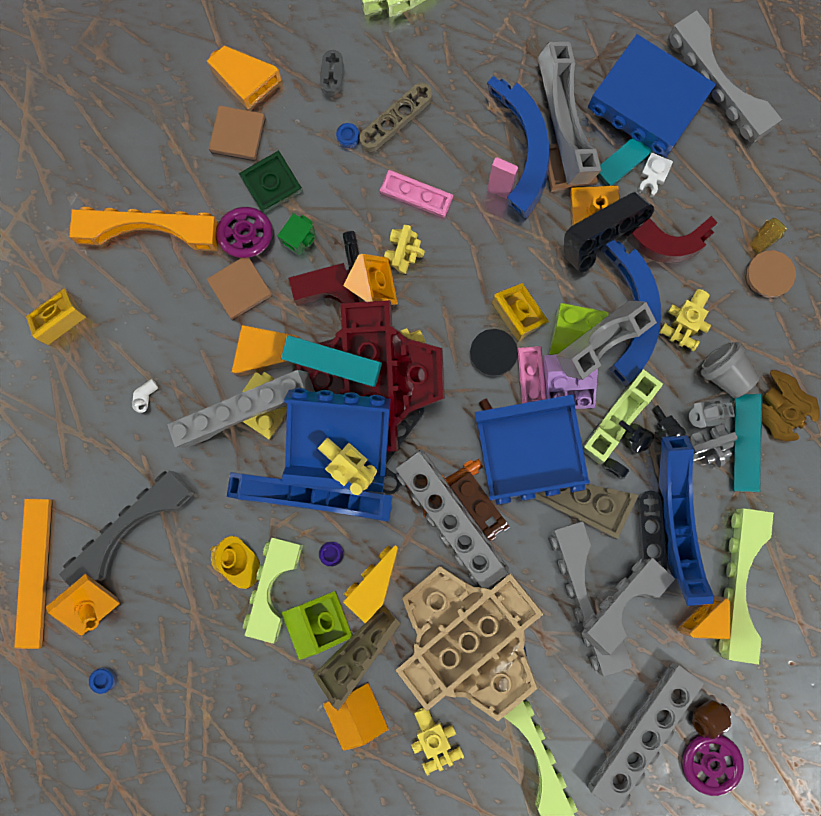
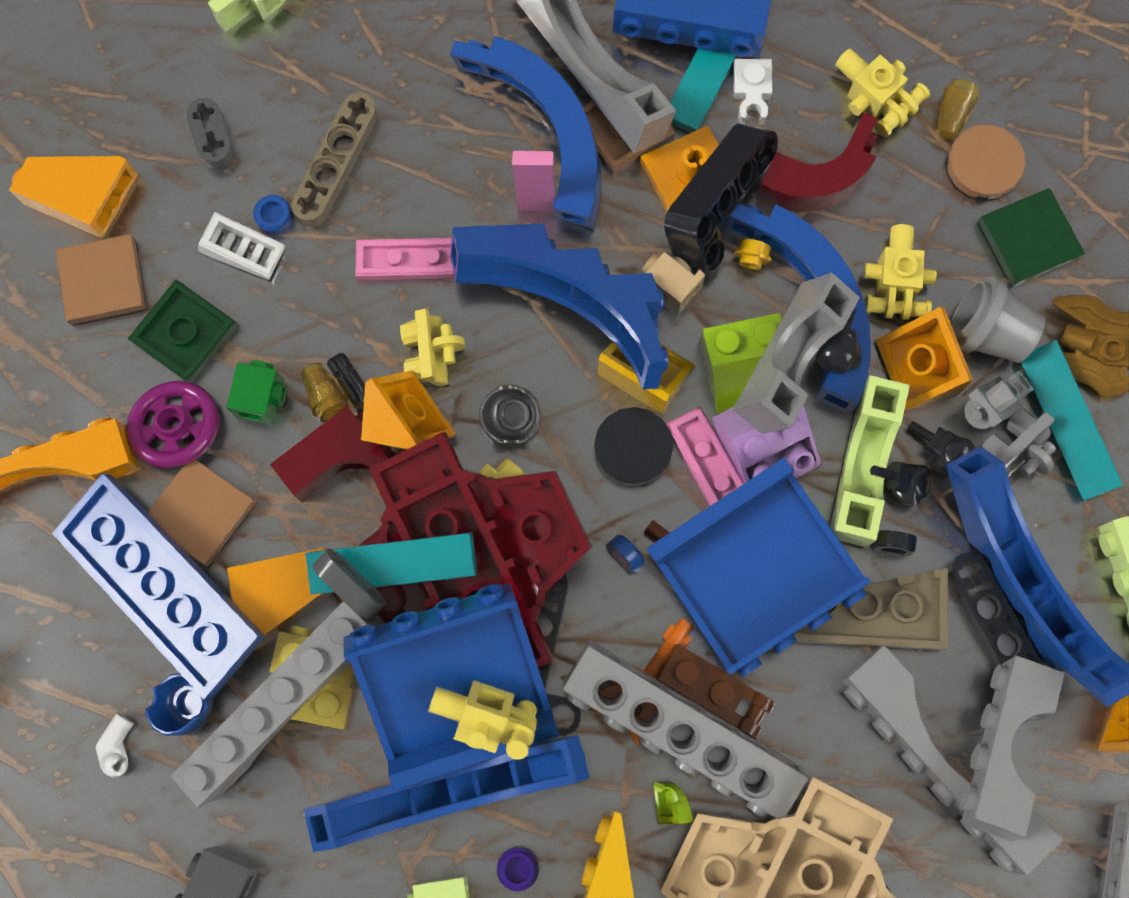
camera: 25 degrees left, 5 degrees down
(187, 388) = (177, 707): none -> blue hair
(201, 318) = (158, 586): none -> plate
(303, 362) = (349, 584): none -> dark grey beam
(322, 135) = (234, 229): none -> white slope
(334, 250) = (323, 392): none -> clear yellow cone
(428, 555) = (671, 804): none -> lime tile
(432, 305) = (510, 414): none -> flat silver hair
(462, 410) = (625, 553): none -> blue tile
(503, 245) = (576, 278): none -> blue arch
(556, 268) = (674, 279): none -> tan brick
(610, 271) = (753, 254): none -> yellow plate
(633, 348) = (840, 351): none -> black piece
(680, 373) = (926, 359): none -> light orange slope
(728, 206) = (880, 90): none -> light yellow piece
(776, 329) = (1031, 237): none -> dark green tile

